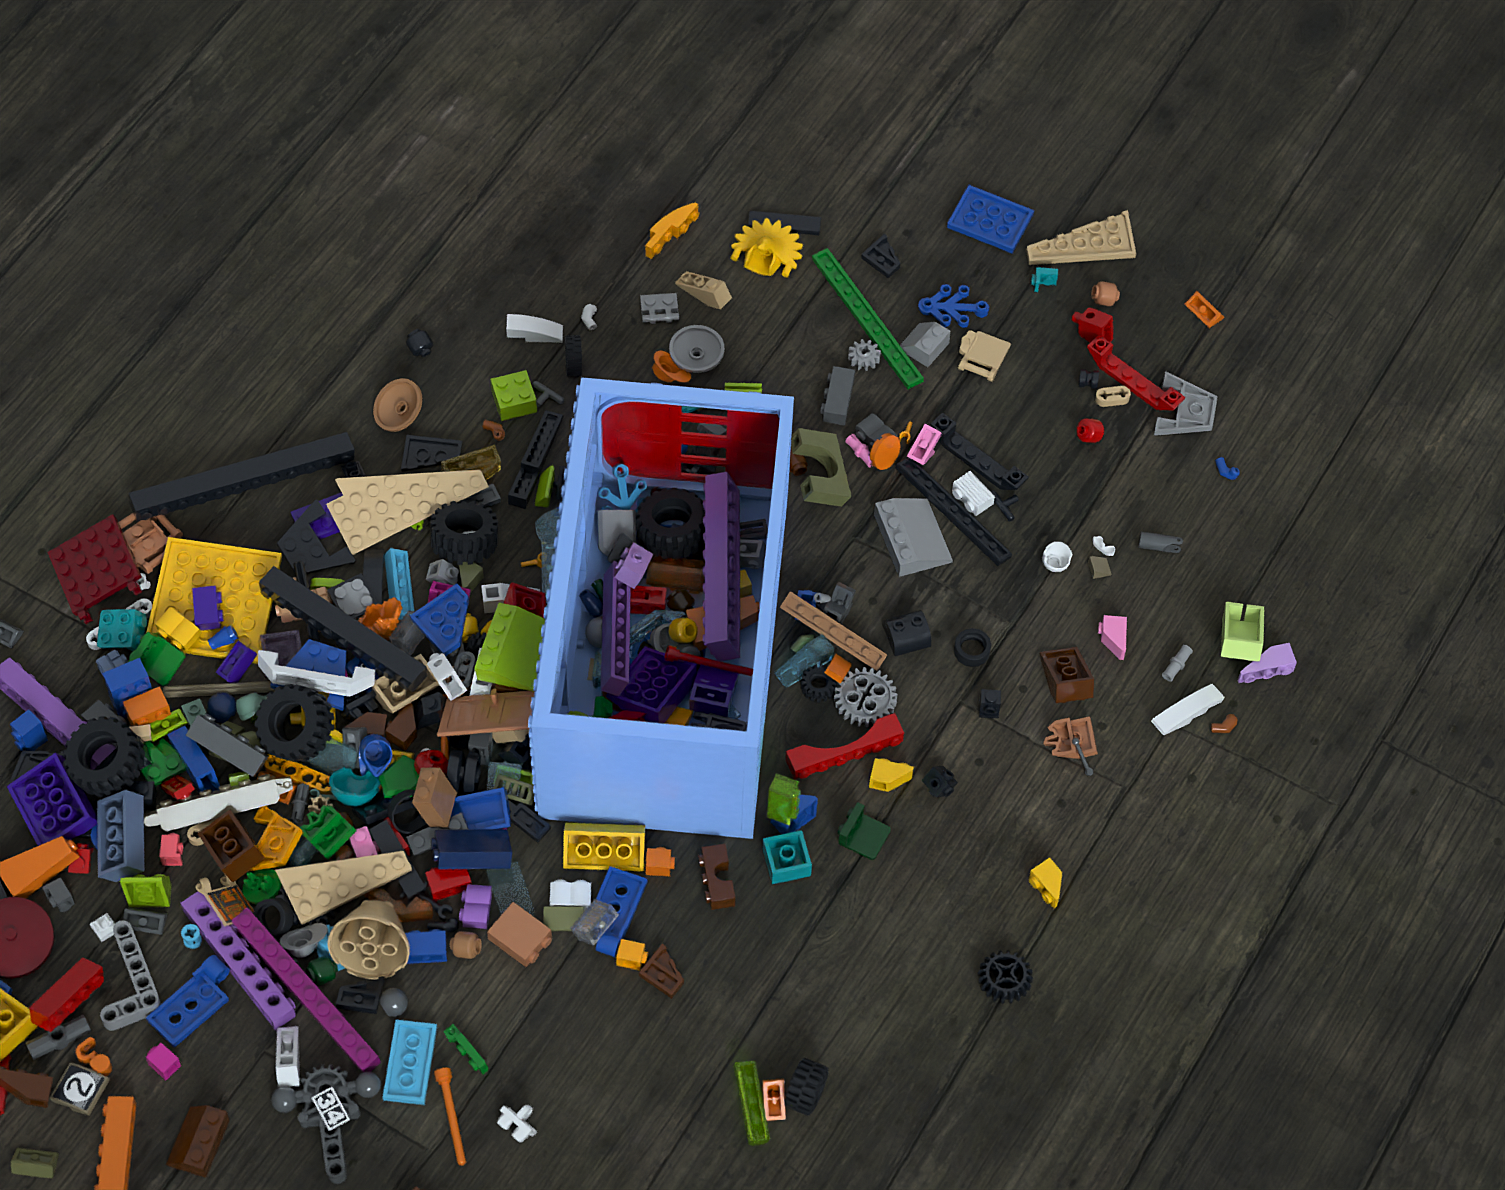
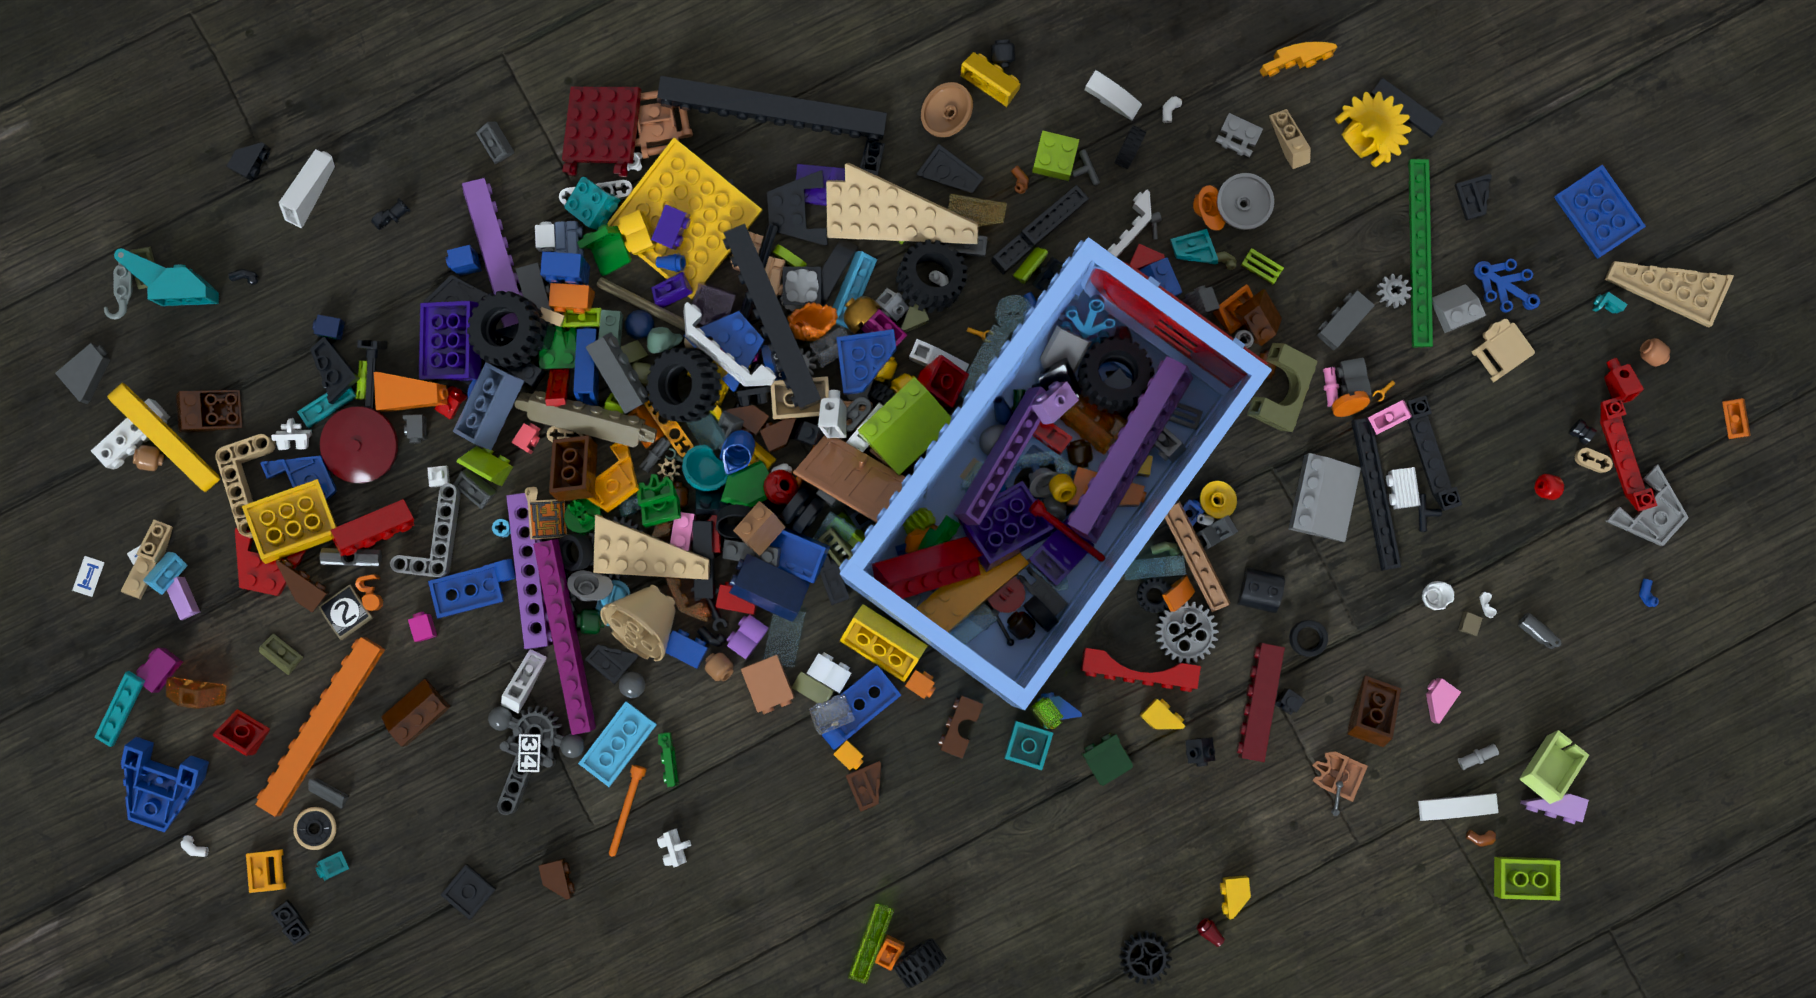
camera: 30 degrees right, 25 degrees up
(93, 679) = (545, 236): none -> white brick
(417, 591) = (859, 312): none -> pearl gold cylinder
(421, 367) = (990, 78): none -> yellow slope
(822, 579) = (1226, 499): none -> yellow dish
(966, 718) = (1261, 702): none -> dark red brick
(1046, 924) = (1209, 931): none -> dark red cone
(1283, 731) = (1527, 878): none -> lime brick

